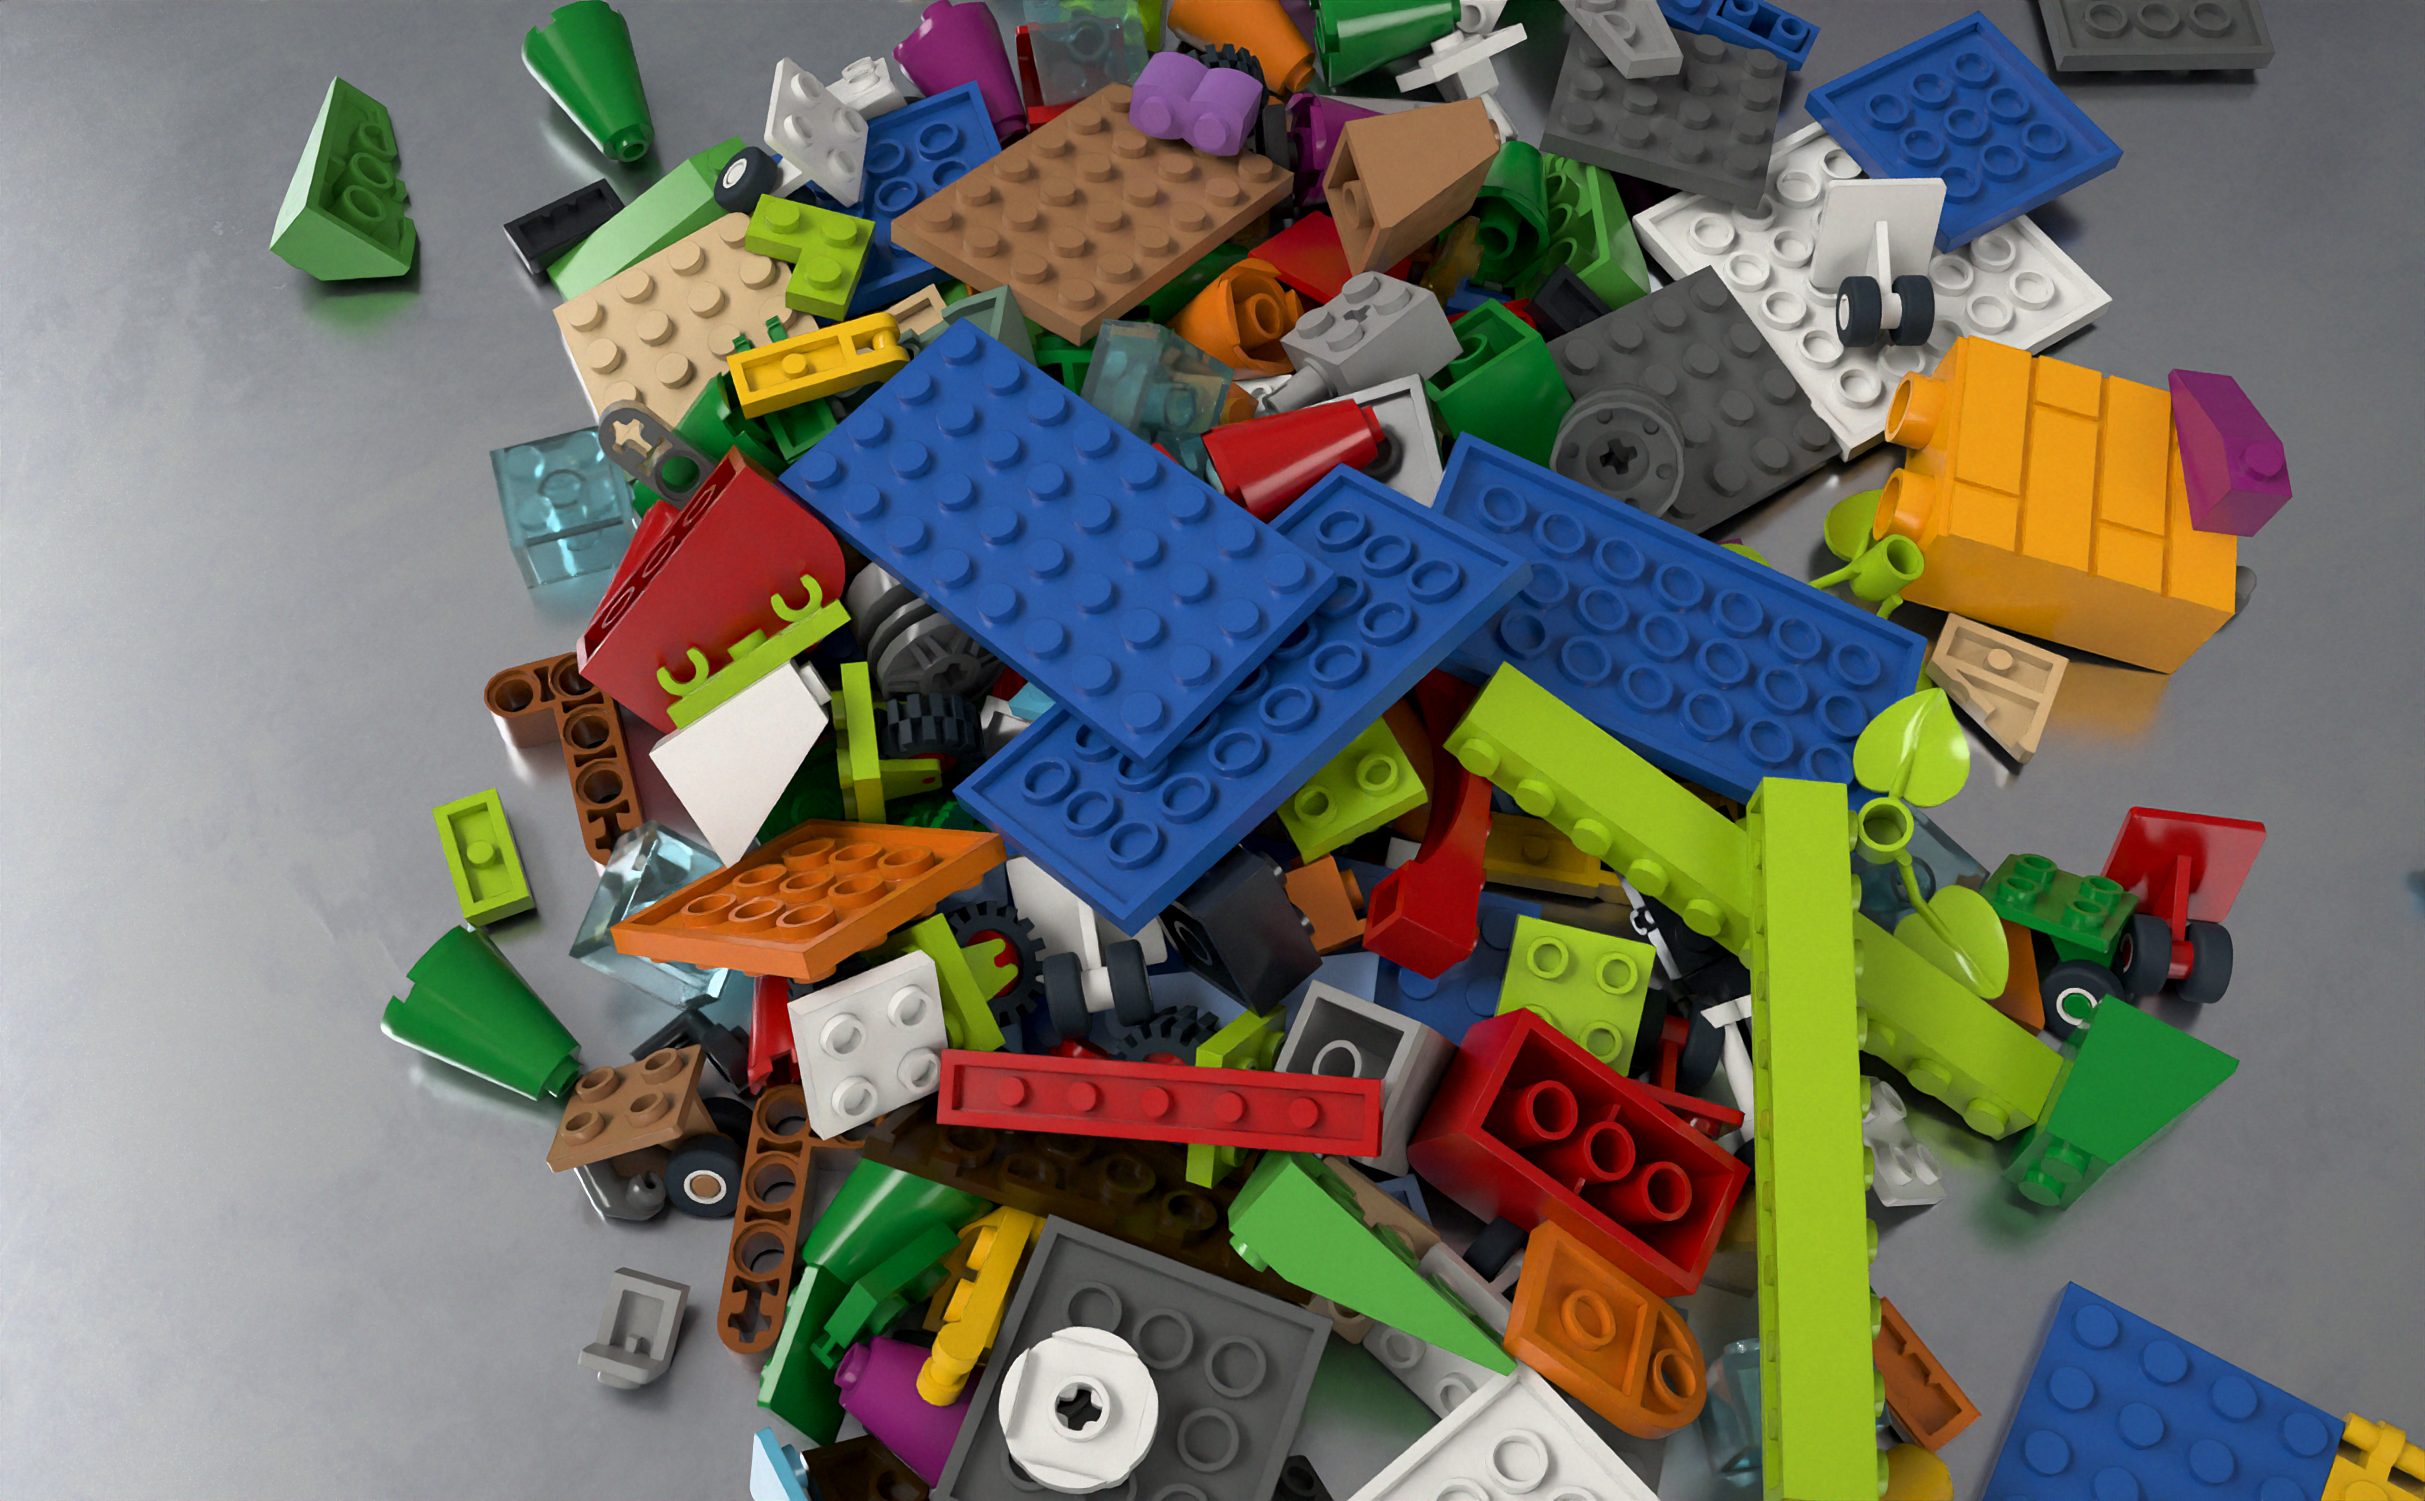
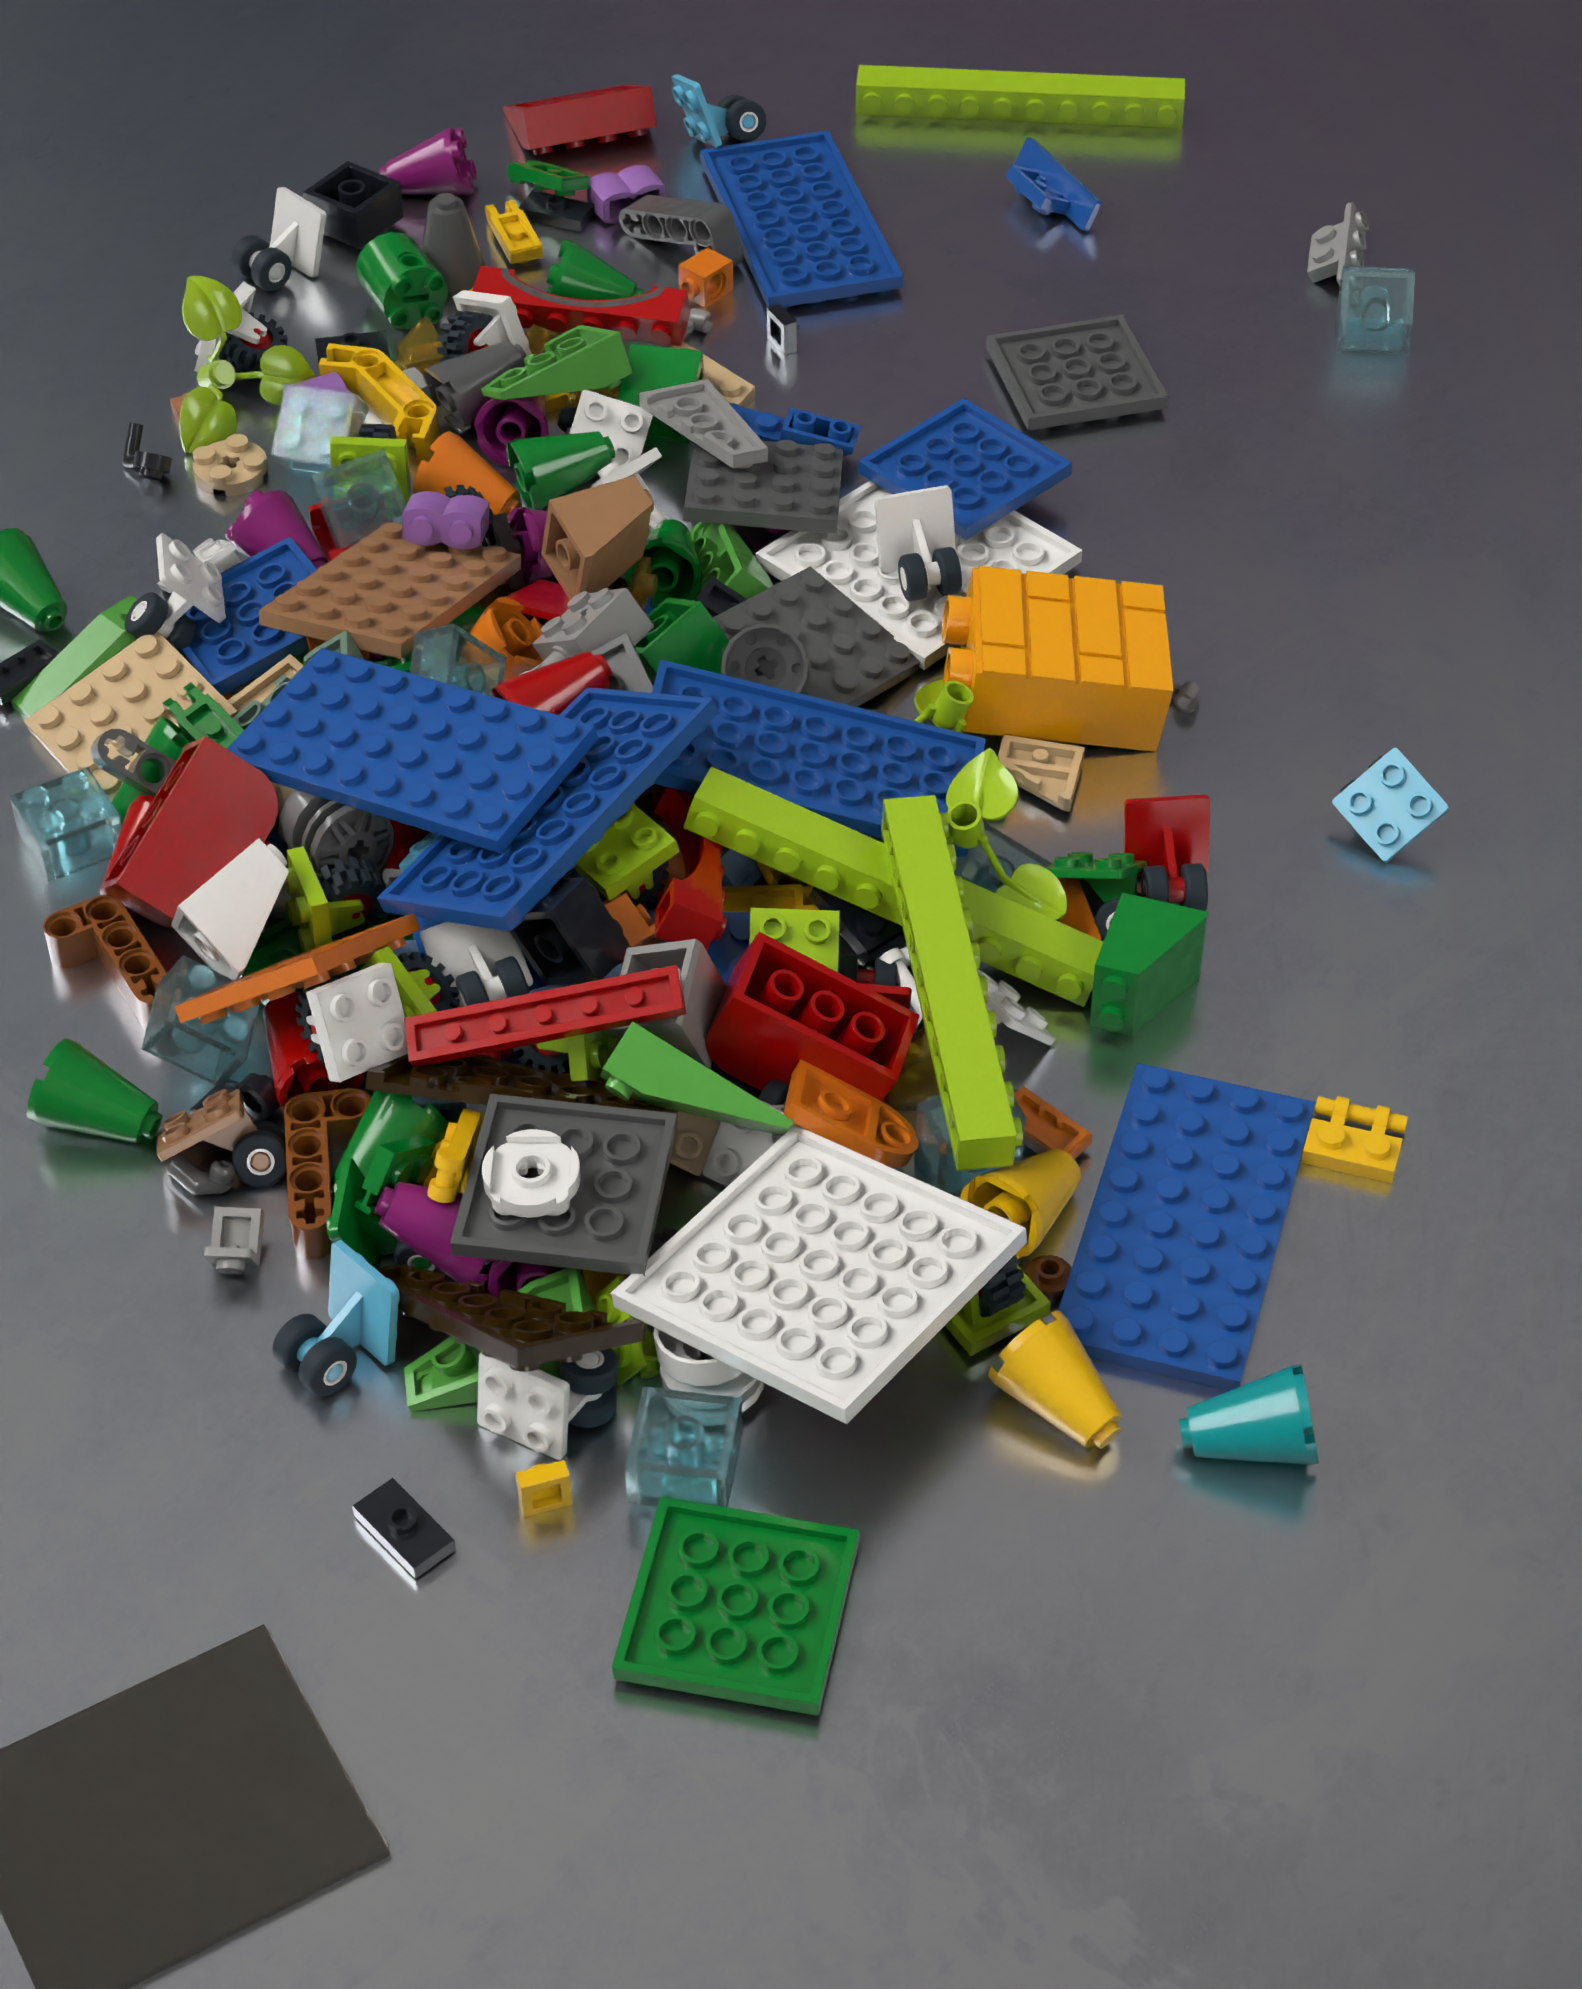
camera: 10 degrees left, 15 degrees down
(483, 858) = (60, 1017): lime plate -> none
(752, 655) = (263, 827): lime plate -> none
(817, 364) = (226, 698): yellow plate -> none
(823, 245) = (212, 644): lime plate -> none
(2227, 454) = (1152, 606): magenta slope -> none

